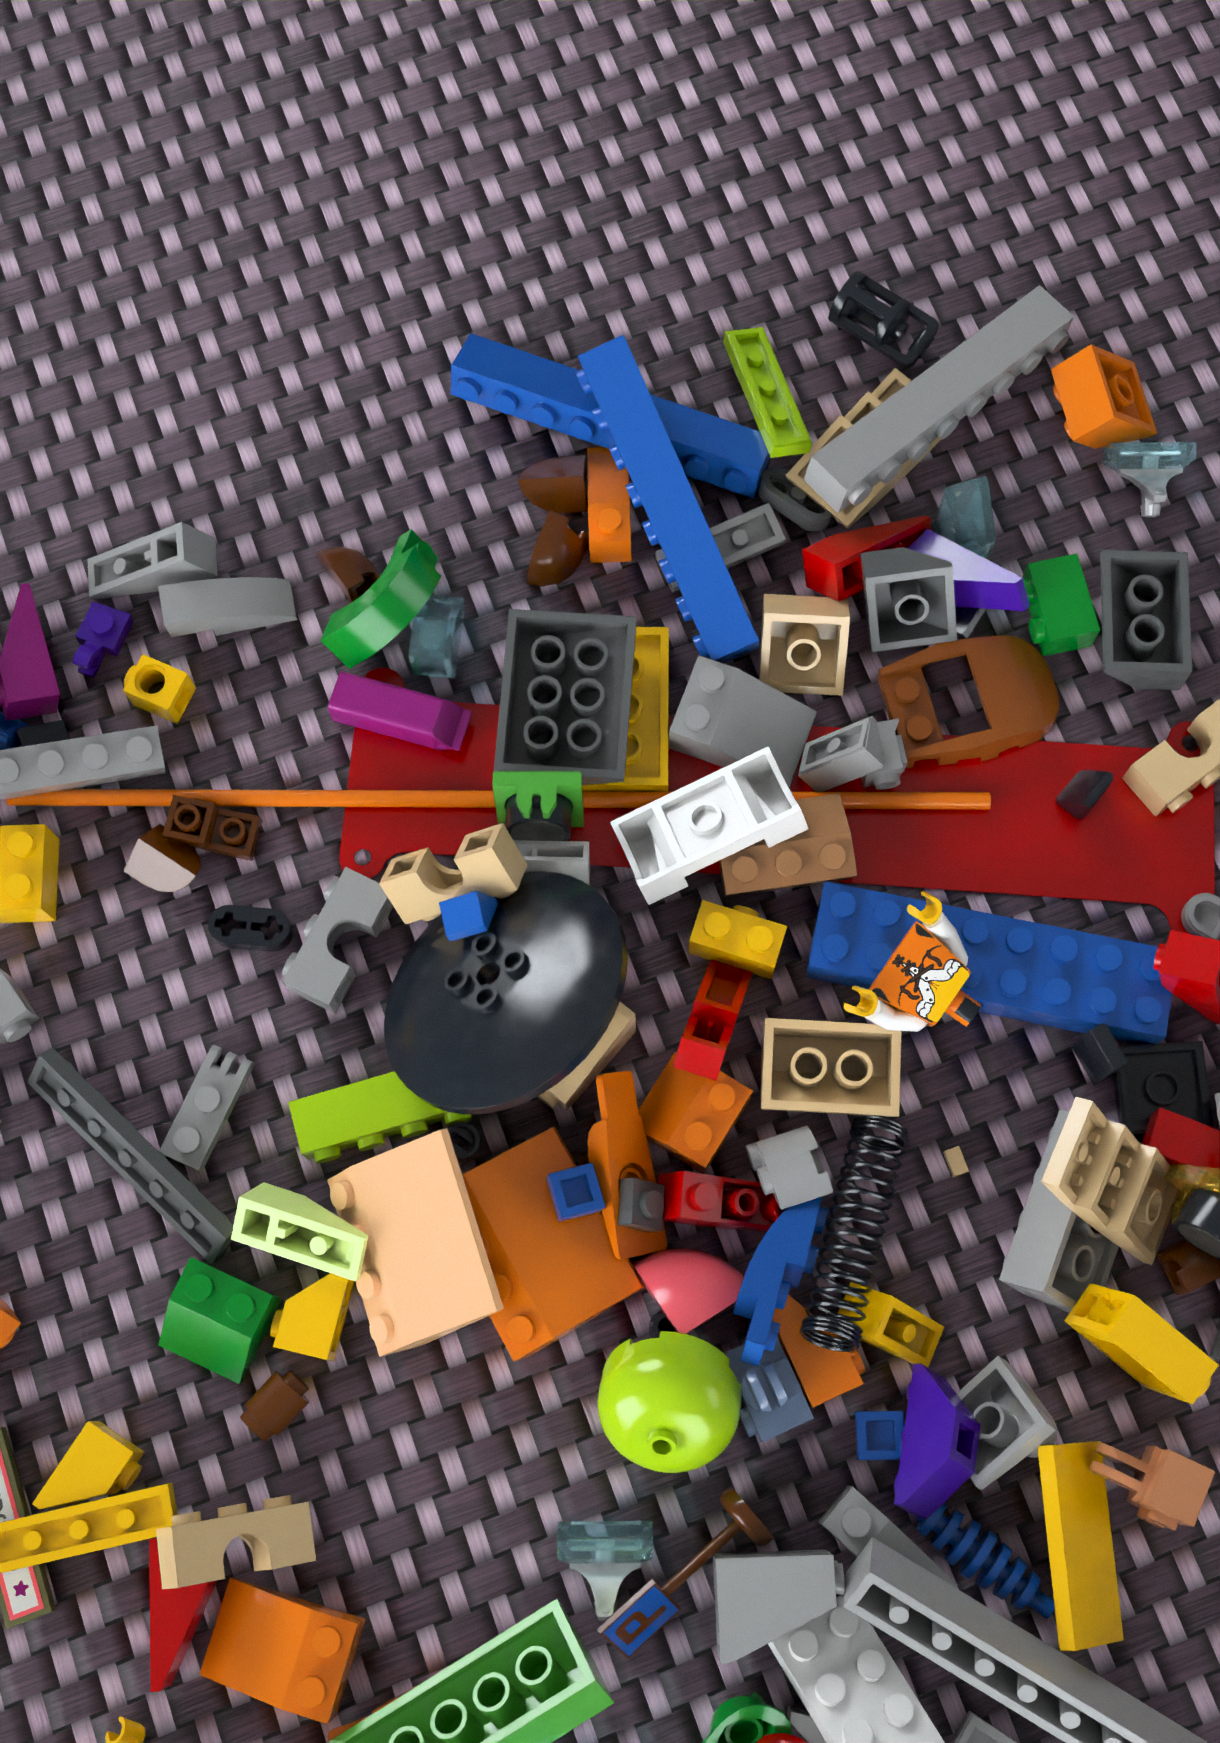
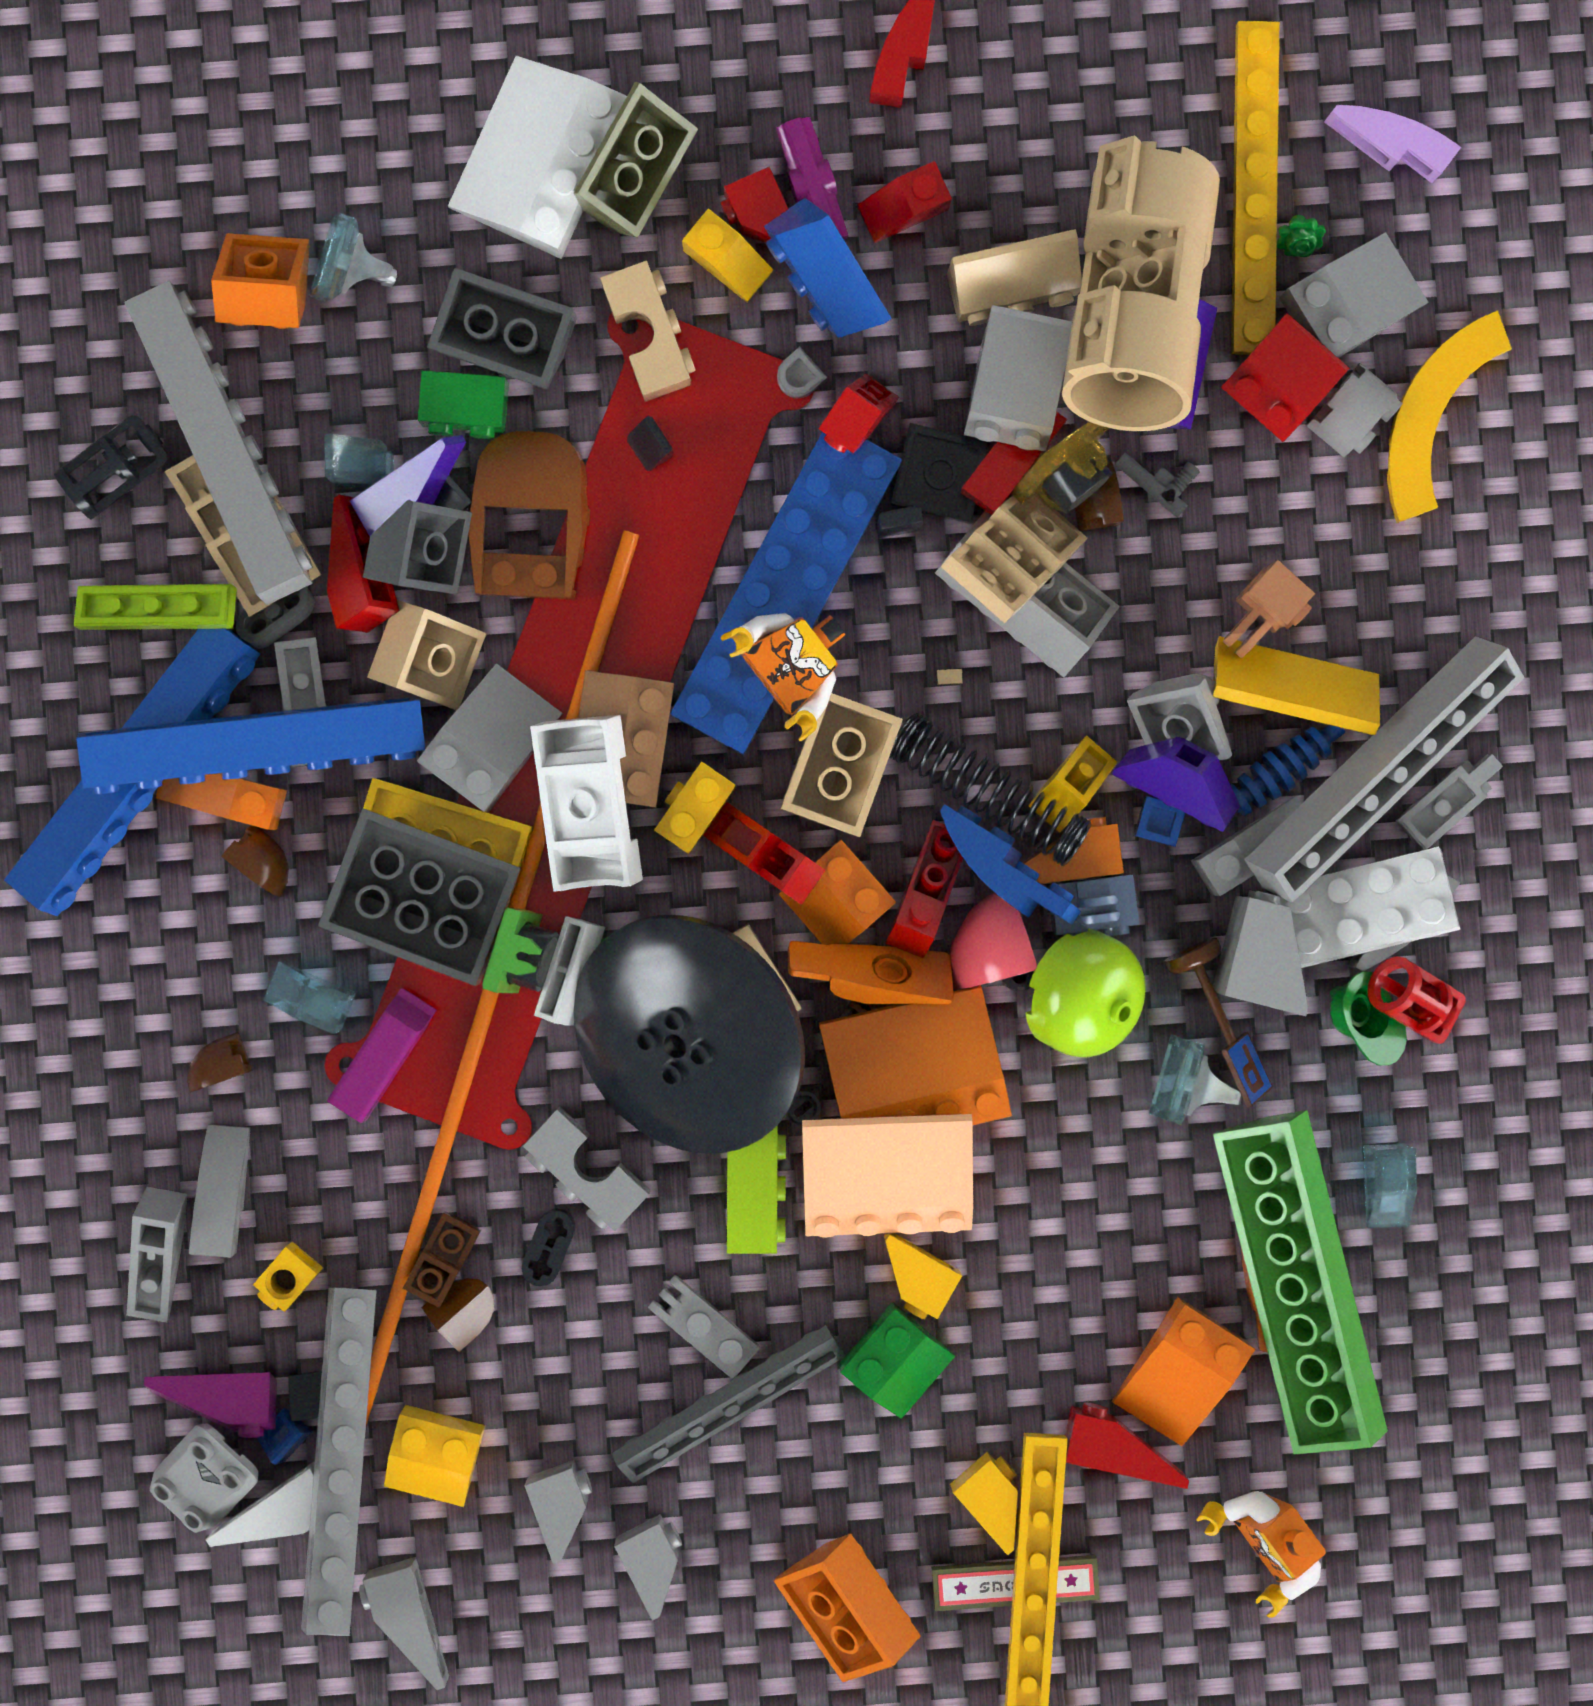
camera: 75 degrees left, 15 degrees up
(100, 633) = (209, 1318): dark purple plate -> none
(194, 1549) = (1087, 1424): tan arch -> none
(275, 1405) = (983, 1329): reddish brown brick -> none
(299, 1231) = (844, 1272): yellowish green slope -> none
(387, 605) = (275, 1036): green arch -> none
(467, 914) = (611, 1048): blue slope -> none
(486, 864) = (570, 1021): tan arch -> none
(557, 484) = (186, 839): reddish brown brick -> none
(575, 1192) = (885, 1022): blue plate -> none
(641, 1205) = (911, 967): dark grey plate -> none
(790, 1167) = (918, 827): light grey cylinder -> none
(842, 756) = (552, 657): light grey slope -> none
(894, 758) = (559, 620): light grey window -> none
(1142, 1343) = (1155, 578): yellow window -> none

